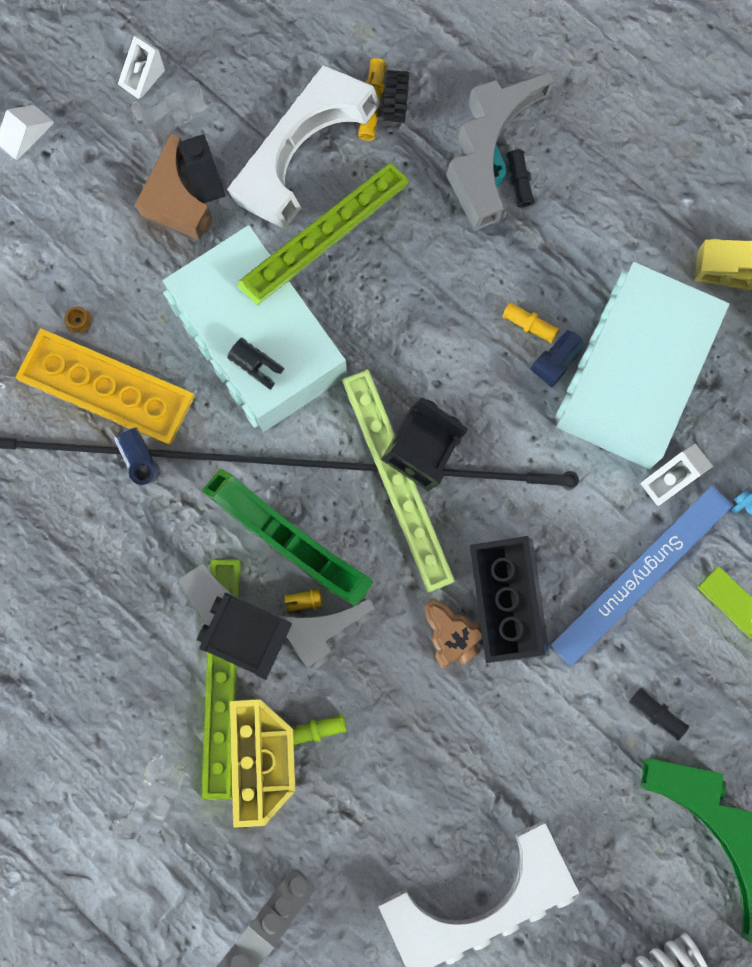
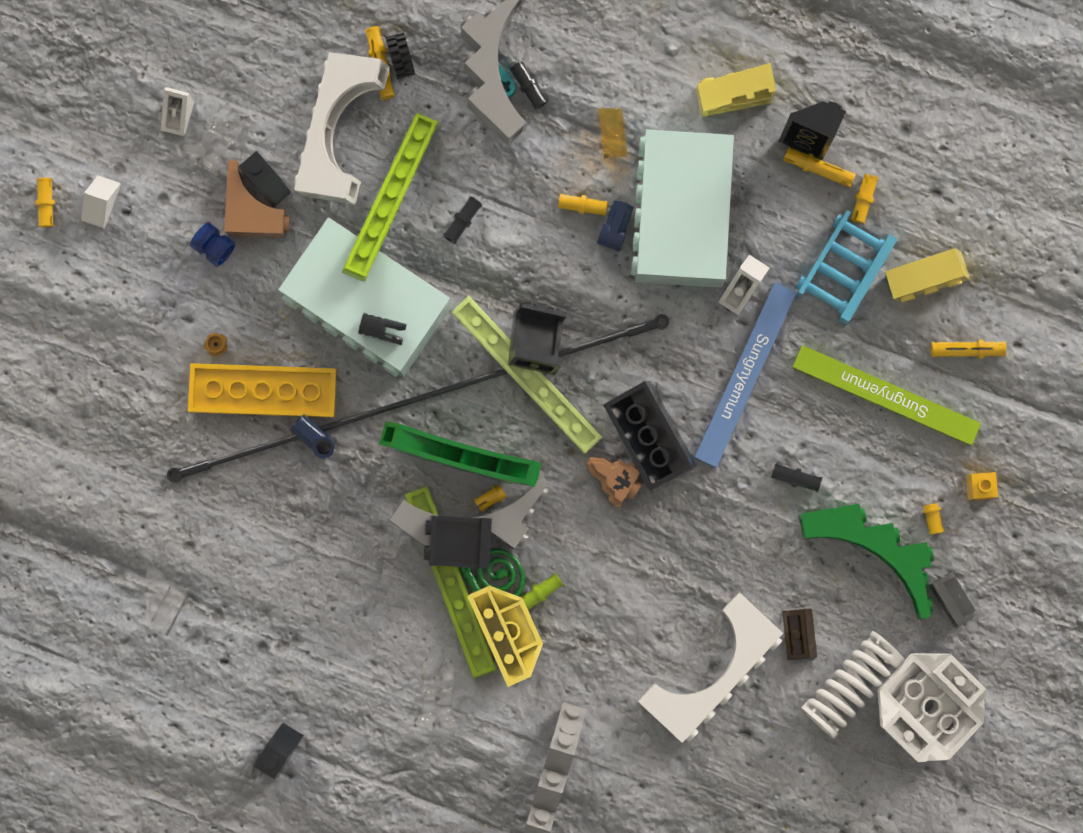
camera: 20 degrees left, 5 degrees up
(118, 213) = (209, 242): none -> clear blue wheel
(280, 691) = (500, 574): none -> green piece
(394, 290) = (462, 220): none -> black pin
(591, 260) = (612, 132): none -> clear yellow slope
(596, 900) = (799, 634): none -> dark brown slope

